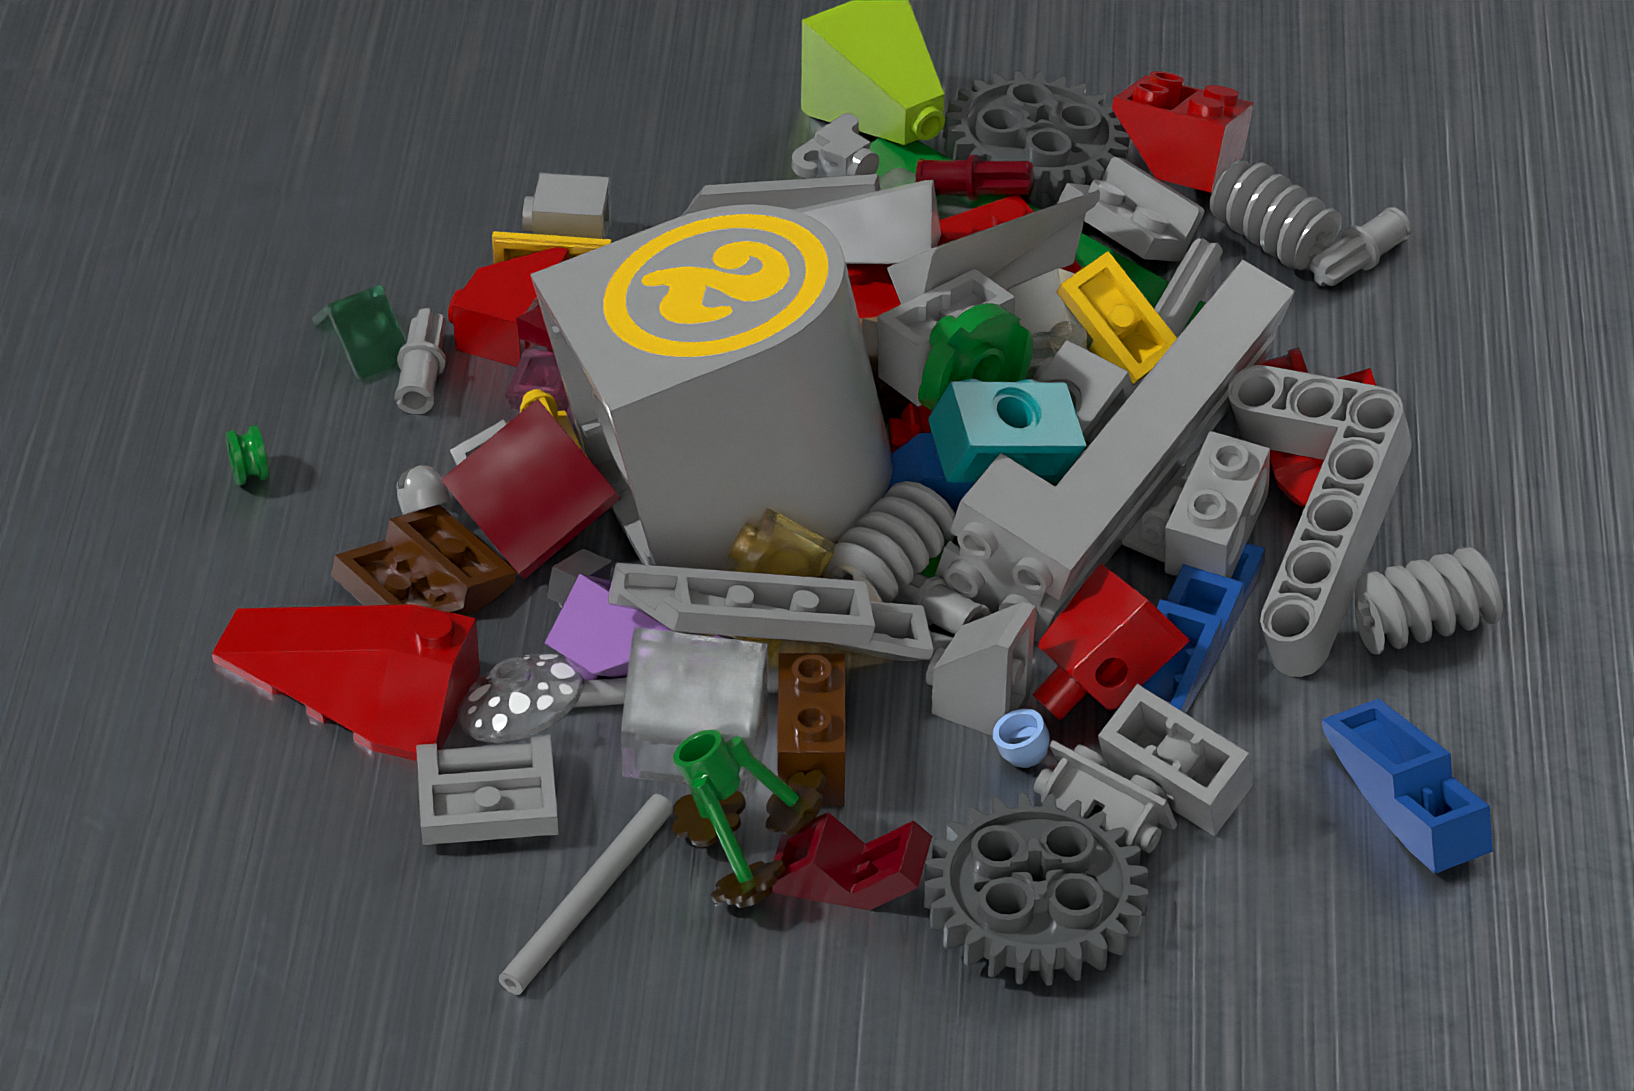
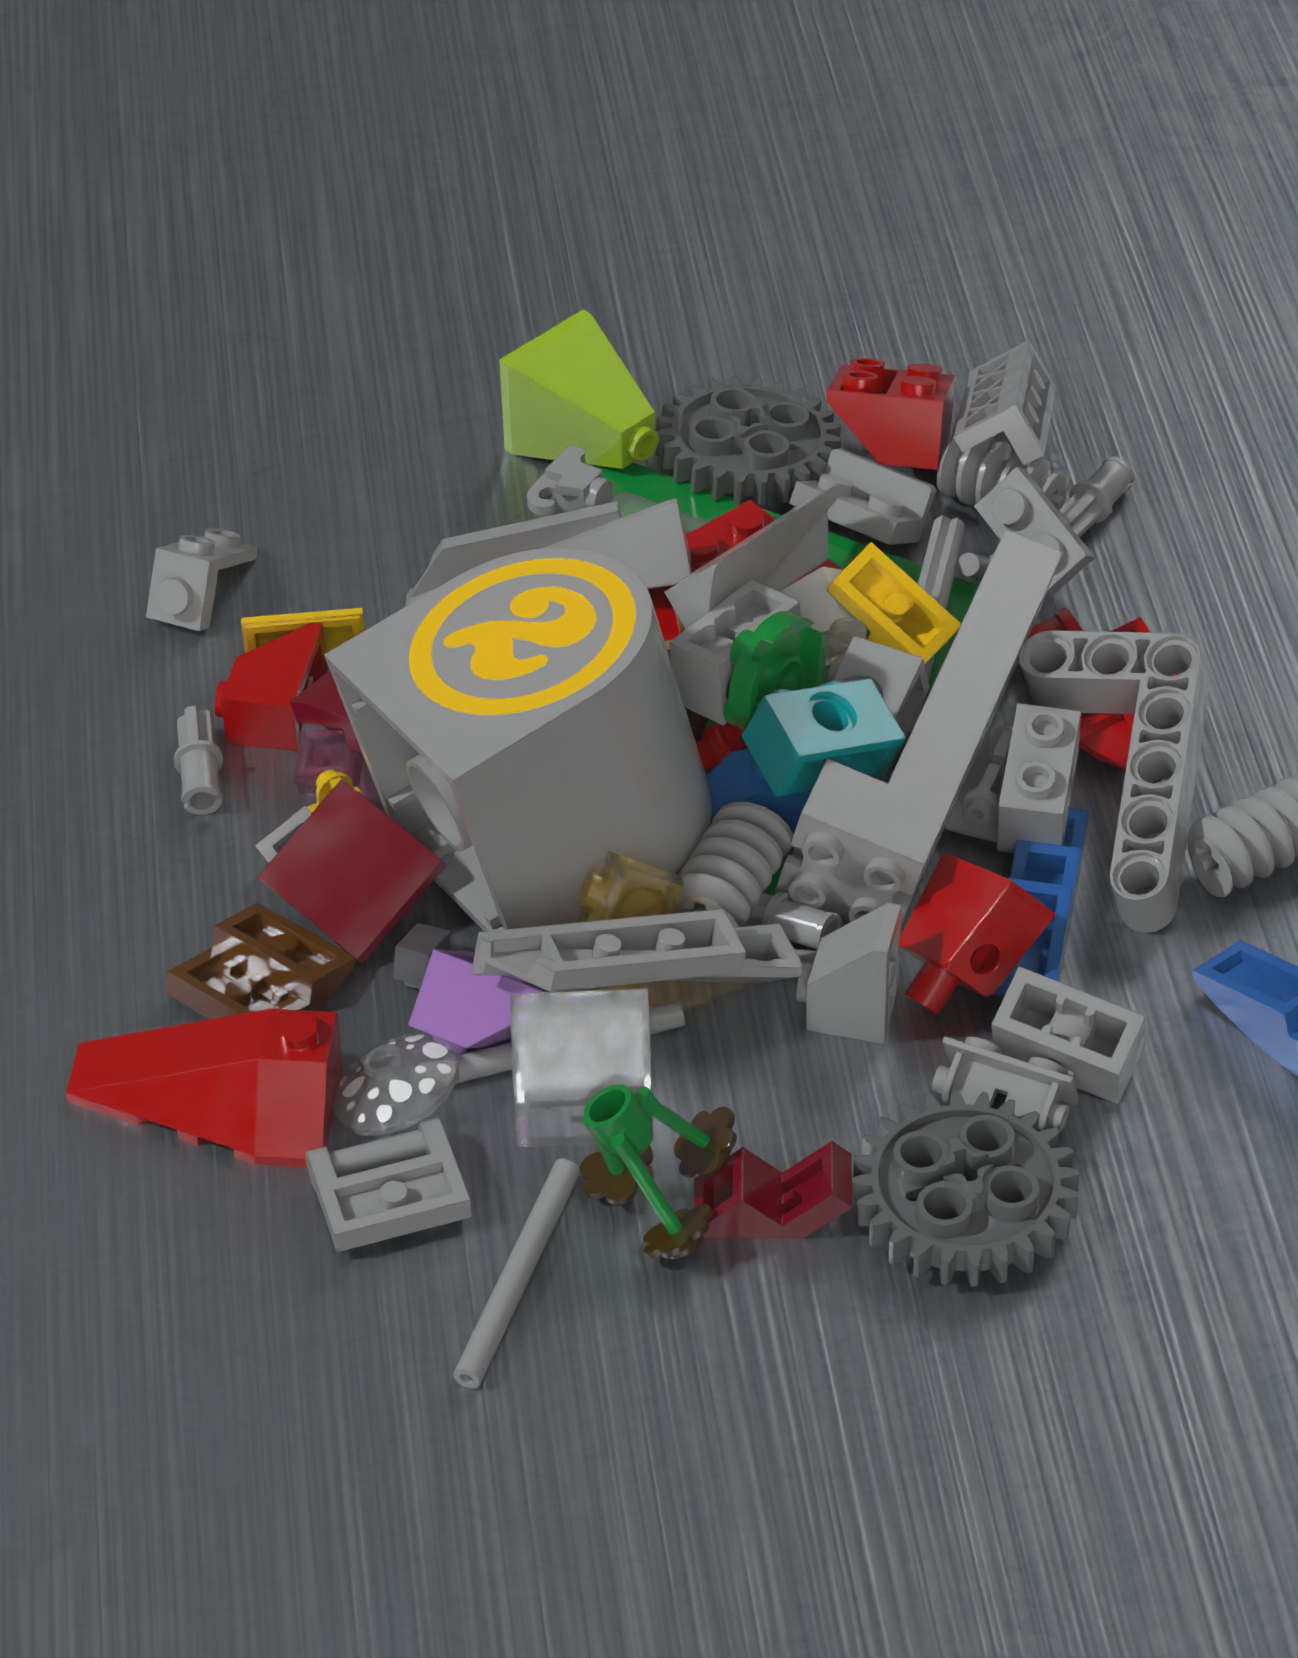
camera: 10 degrees left, 0 degrees up
(247, 455) = (48, 884): green bush -> none
(365, 330) = (134, 738): clear green bracket -> none
(420, 488) = (236, 890): light grey hinge -> none
(456, 182) = (187, 576): none -> light grey bracket
(569, 206) = (306, 581): light grey brick -> none
(812, 719) = (698, 1055): reddish brown brick -> none
(976, 177) = (706, 489): dark red axle -> none
(1022, 737) = (907, 1038): light blue hinge -> none
(1285, 251) = (1026, 511): none -> light grey plate
(1301, 137) = (1008, 396): none -> light grey fence

